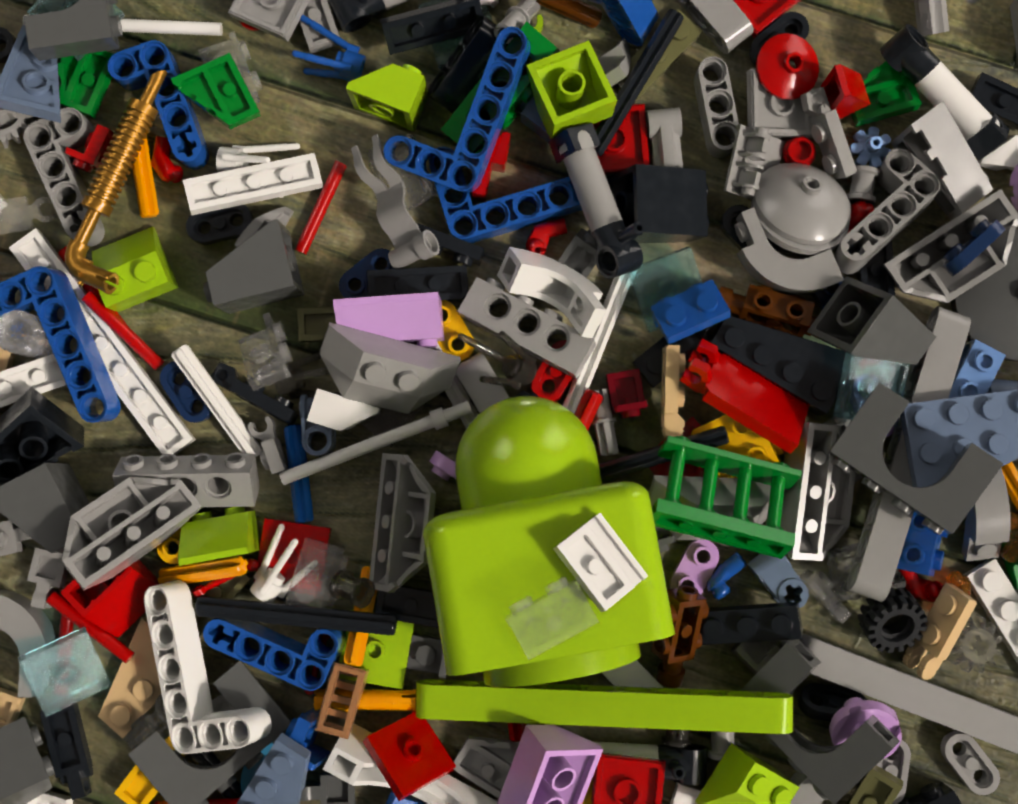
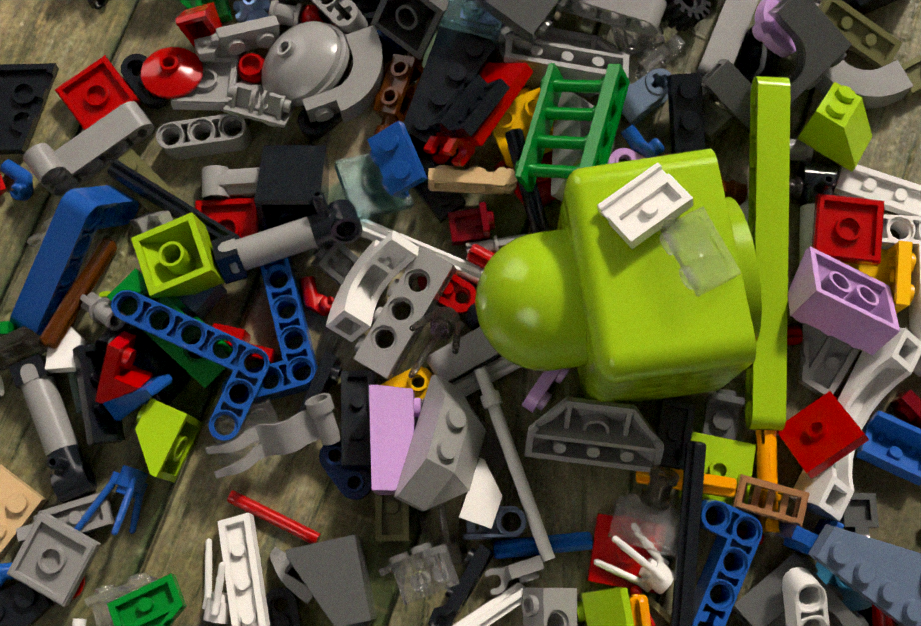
camera: 85 degrees left, 10 degrees down
(430, 59) = (126, 404): none -> blue slope
(447, 42) = (118, 373): none -> red slope
(746, 385) = (469, 107): none -> black slope

